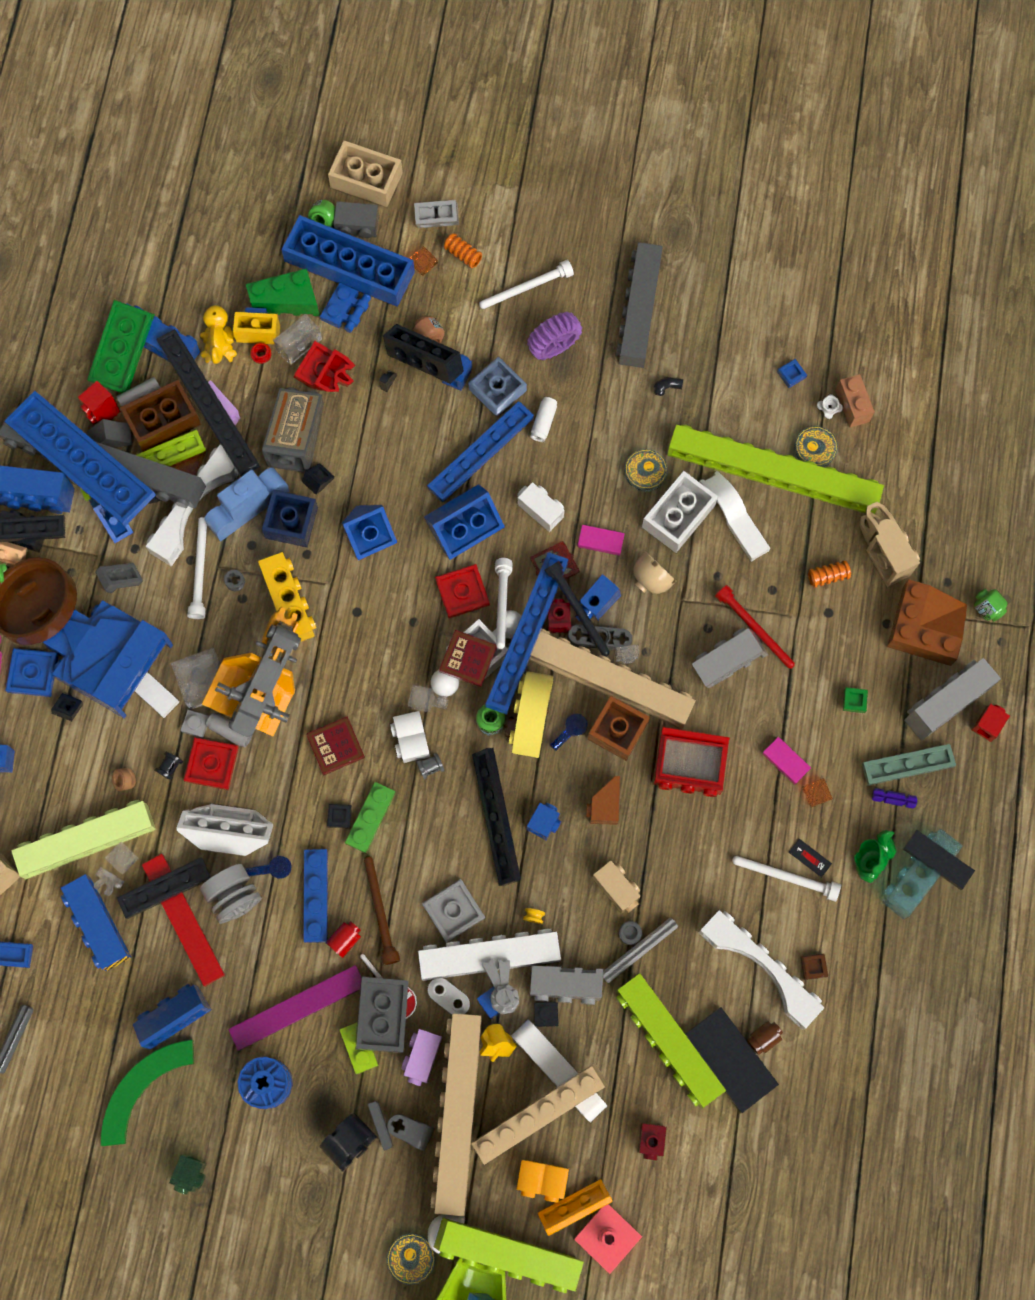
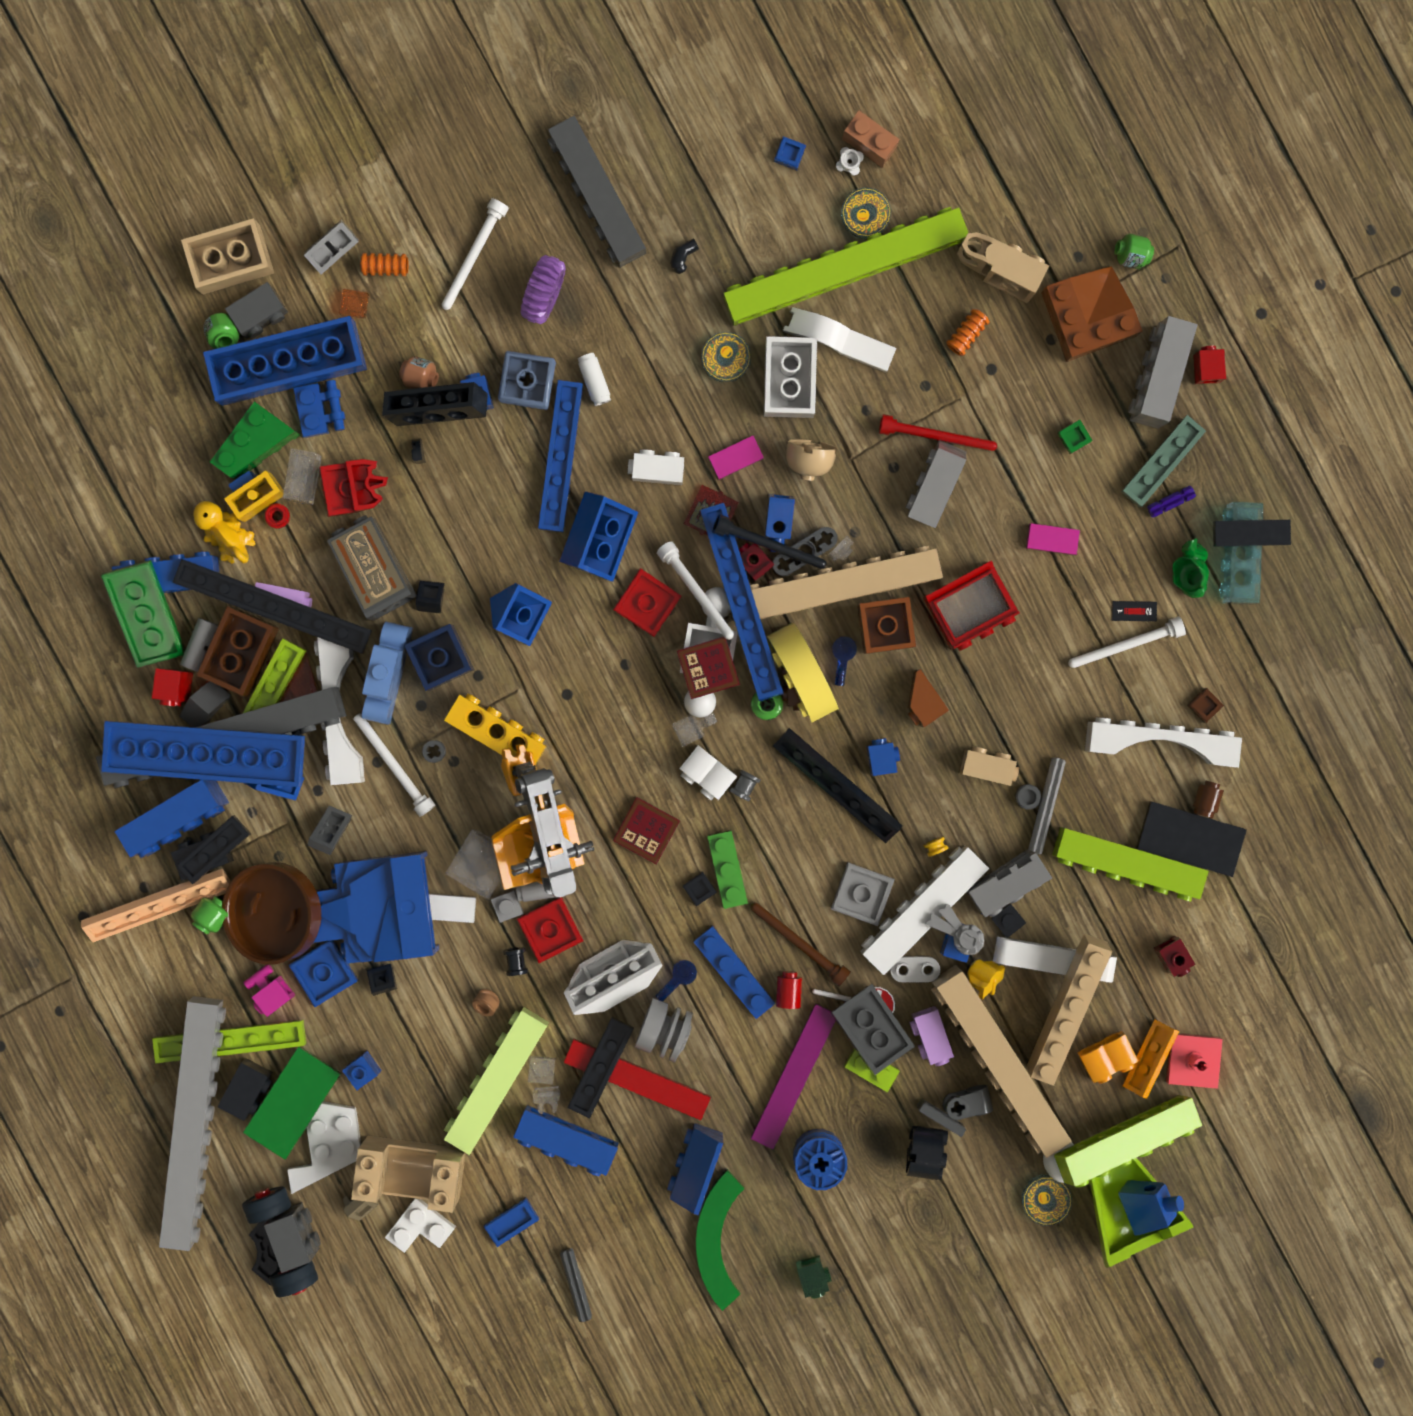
camera: 35 degrees left, 15 degrees up
(817, 792) = (1100, 548): clear orange tile -> none

